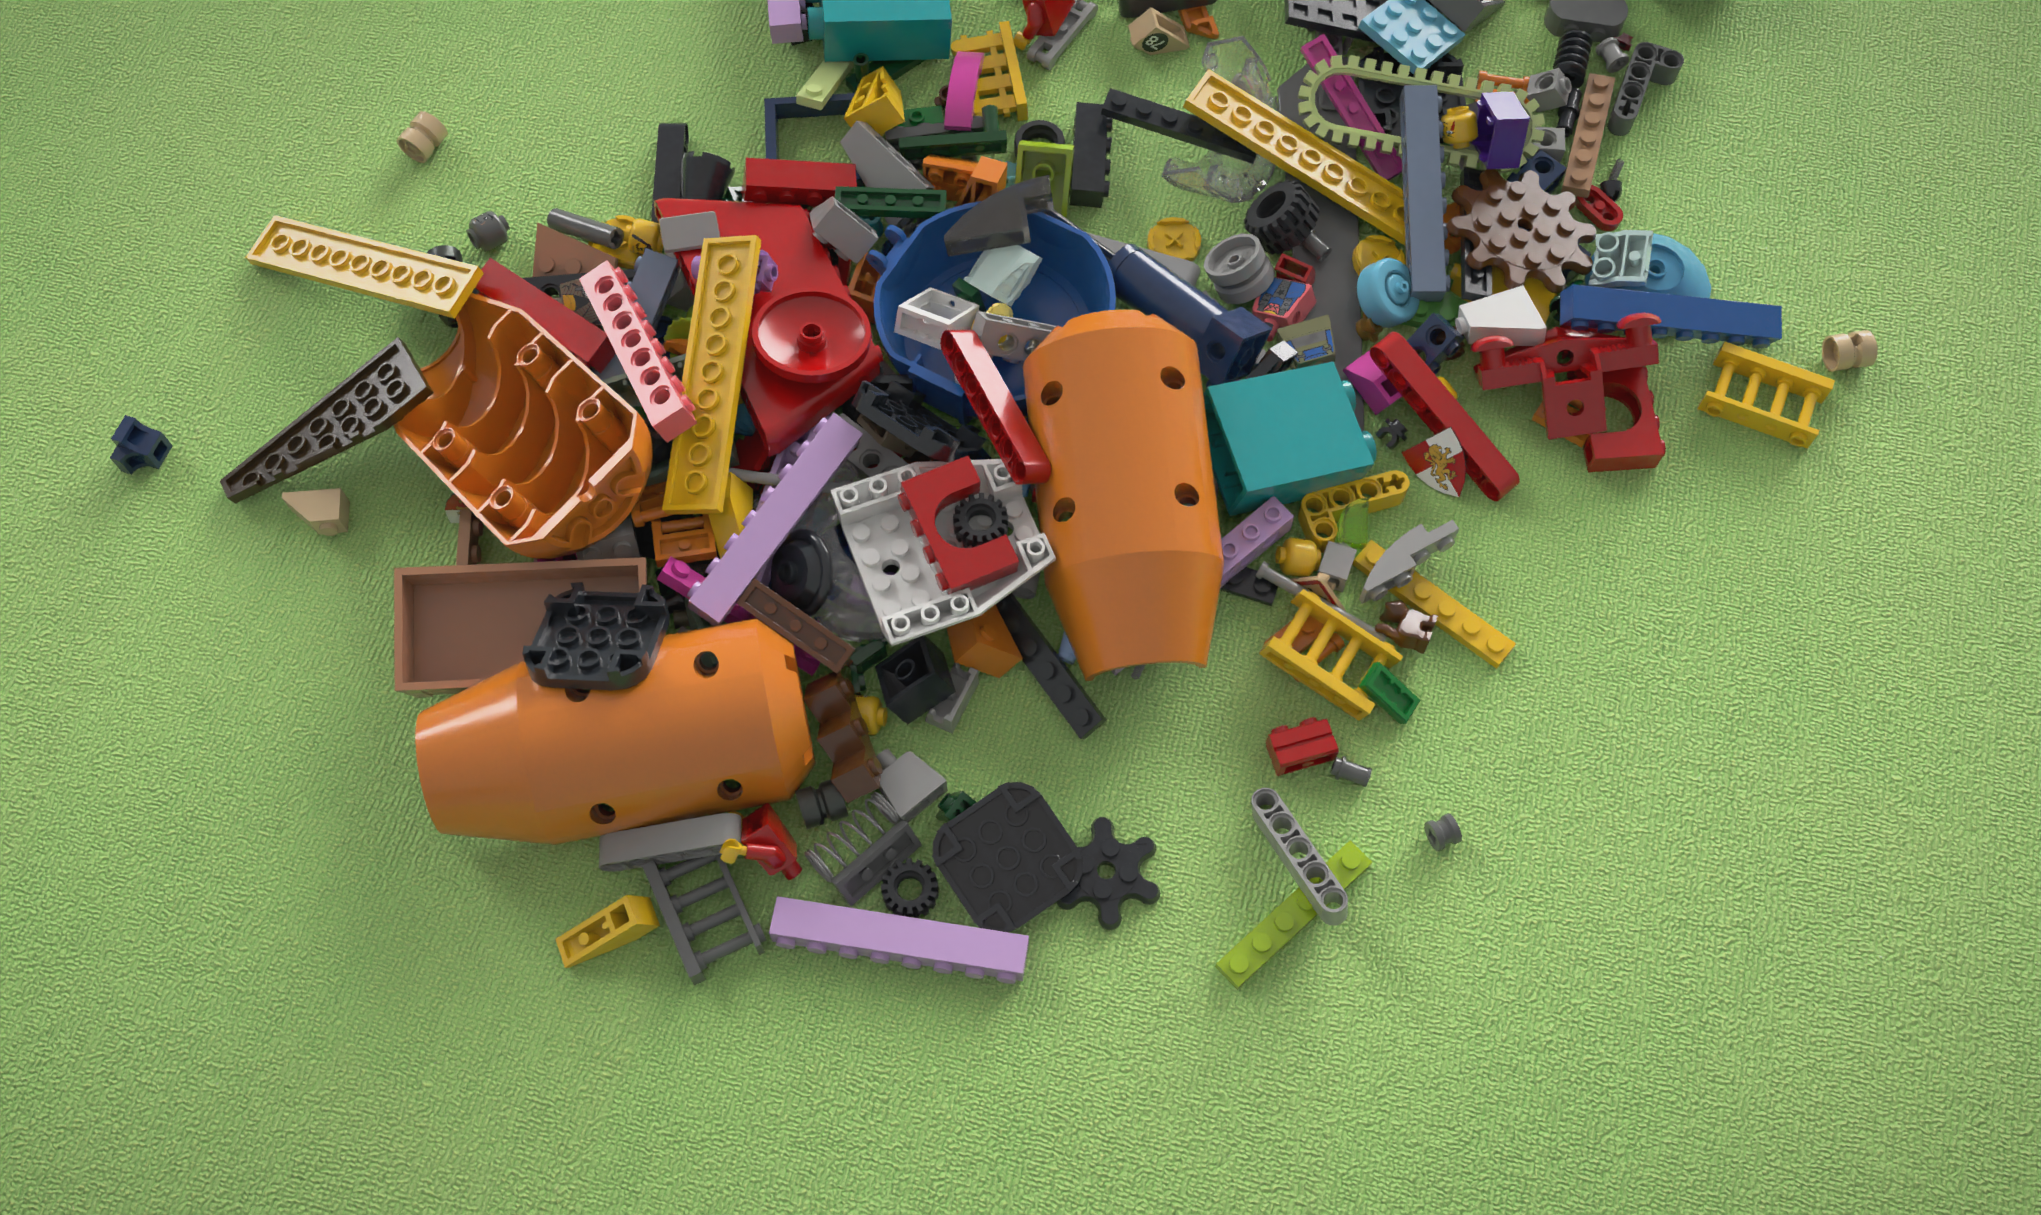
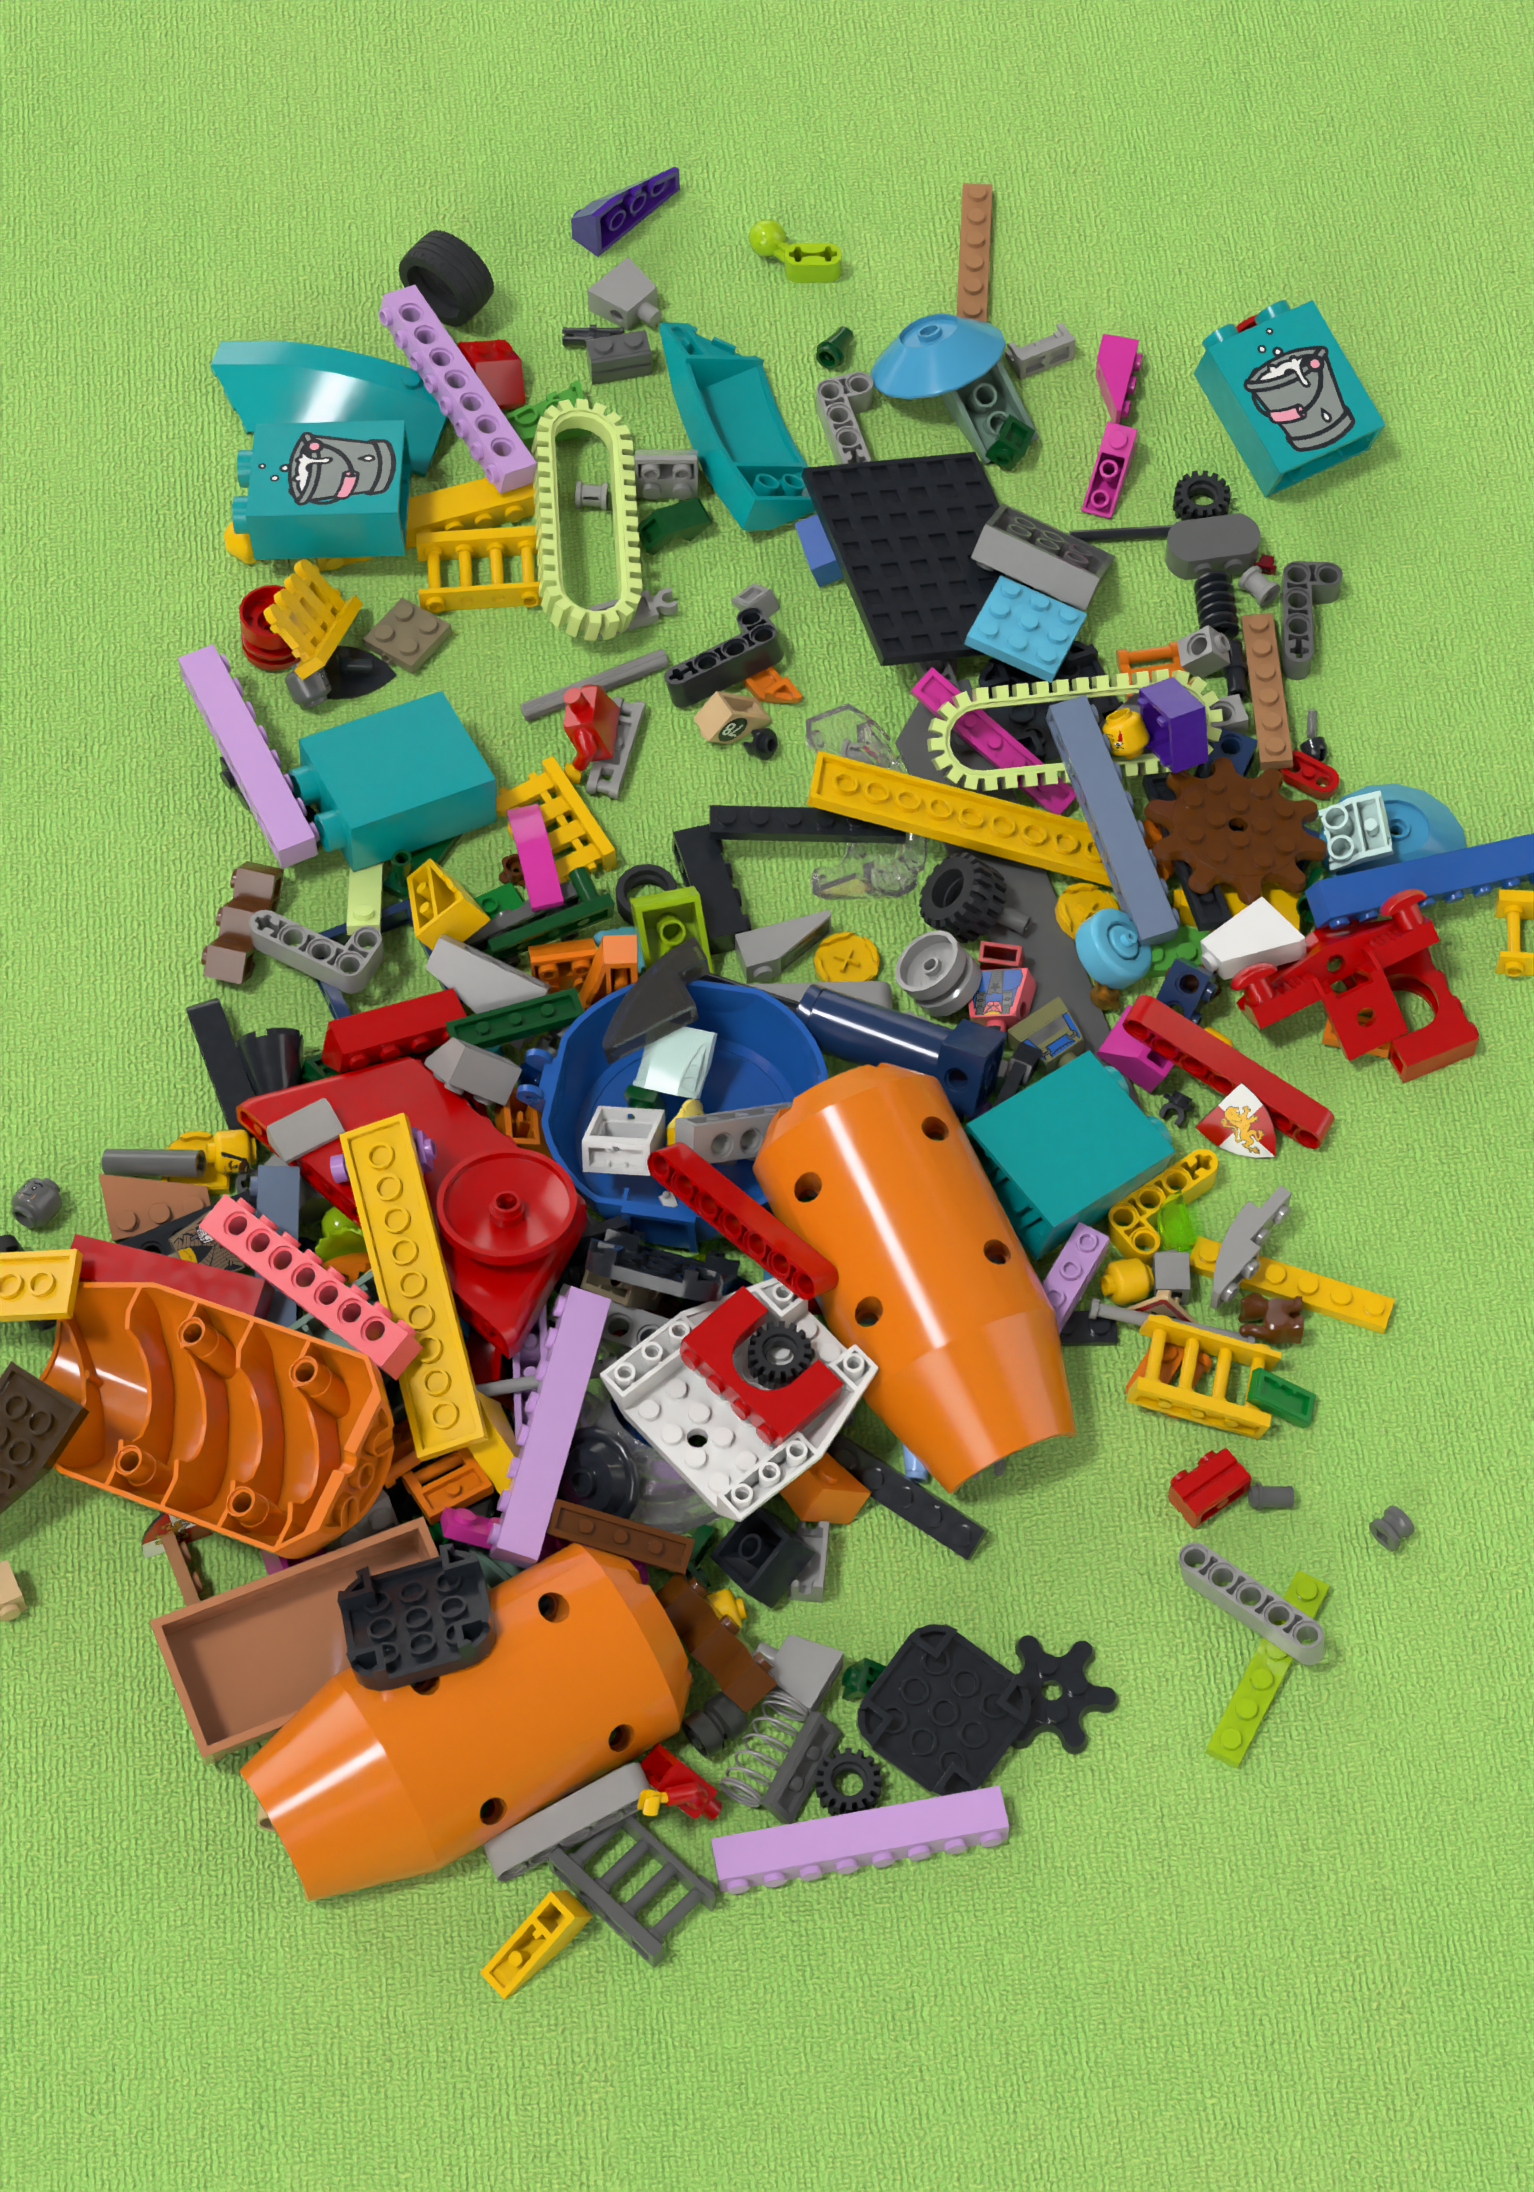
camera: 20 degrees left, 5 degrees down
(729, 75) = (232, 953): none -> brick
(783, 125) = (275, 933): none -> light grey beam
(1122, 213) = (774, 948): none -> light grey slope
(1175, 60) = (763, 743): none -> black plate

